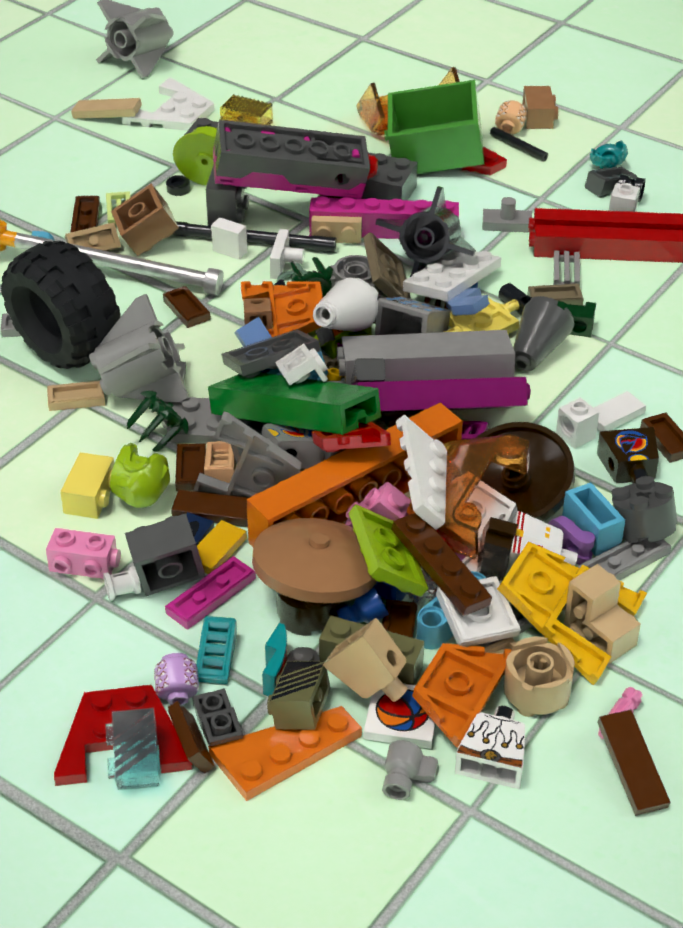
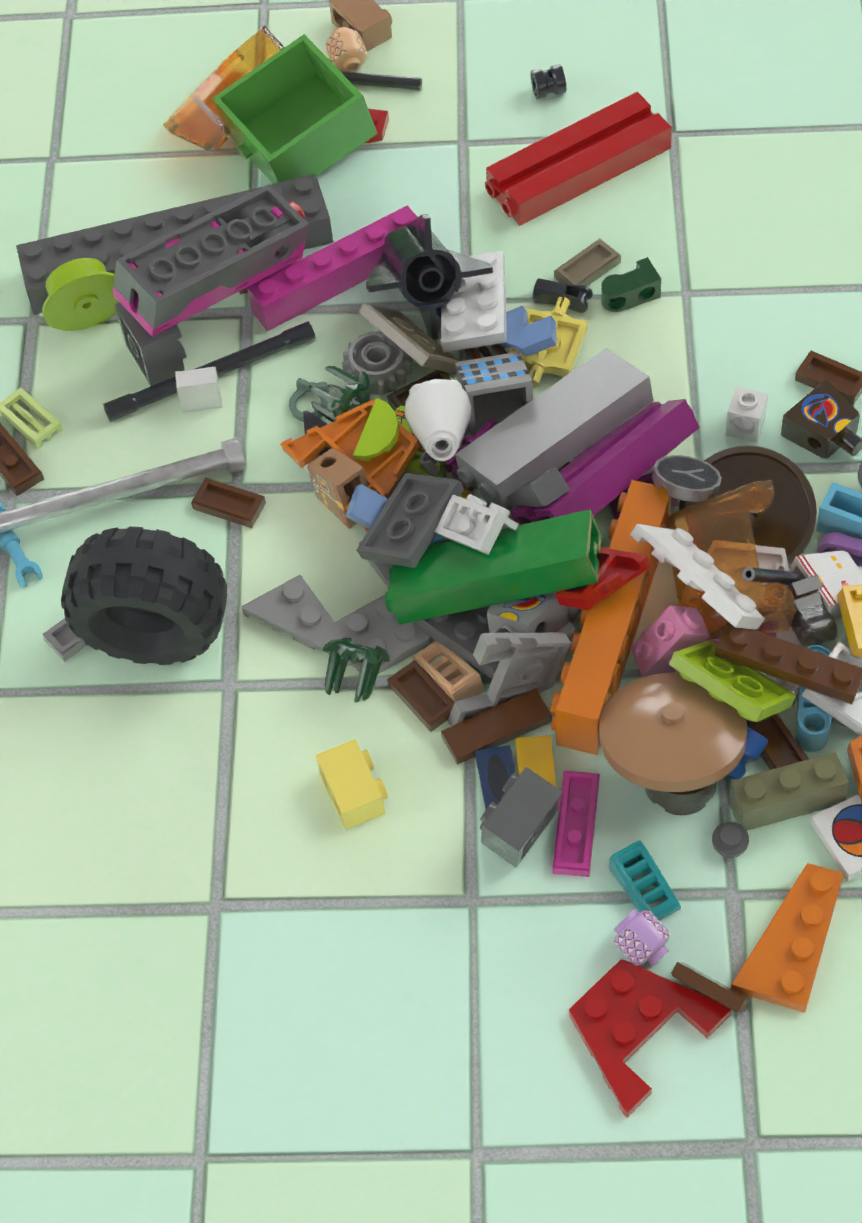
camera: 30 degrees left, 15 degrees up
(75, 395) = (222, 685): tan tile -> none
(82, 553) = (422, 864): bright pink brick -> none
(98, 237) = (49, 476): tan plate -> none
(122, 583) = (490, 871): white bush -> none
(134, 749) = (681, 1035): brick -> none
(139, 357) = (274, 606): light grey brick -> none
(139, 478) = (402, 749): lime helmet -> none
(144, 220) = (91, 421): medium nougat brick -> none
(178, 185) = (62, 346): black tile -> none
(217, 717) = (711, 953): dark grey slope -> none
(246, 110) = (49, 203): clear yellow brick -> none
(274, 658) = (707, 851): teal slope -> none
(283, 253) = (273, 376): white tile -> none
(299, 695) = (771, 878): olive brick -> none
(301, 300) = (379, 432): none -> lime tile
(343, 228) = (299, 309): tan plate -> none
(369, 662) = (811, 808): tan torso -> none
(470, 496) = (769, 576): none -> black piece
(478, 419) = (686, 478): none -> tile
(506, 218) = (456, 193): light grey tile -> none
(540, 331) = (624, 322): dark grey cone -> none
(566, 258) = (548, 216): light grey tile -> none
(603, 180) = (512, 84): dark grey slope -> none
(609, 155) = (491, 48): teal hair -> none
(619, 411) = (764, 371): white tile -> none
(624, 198) = (560, 106): white brick -> none

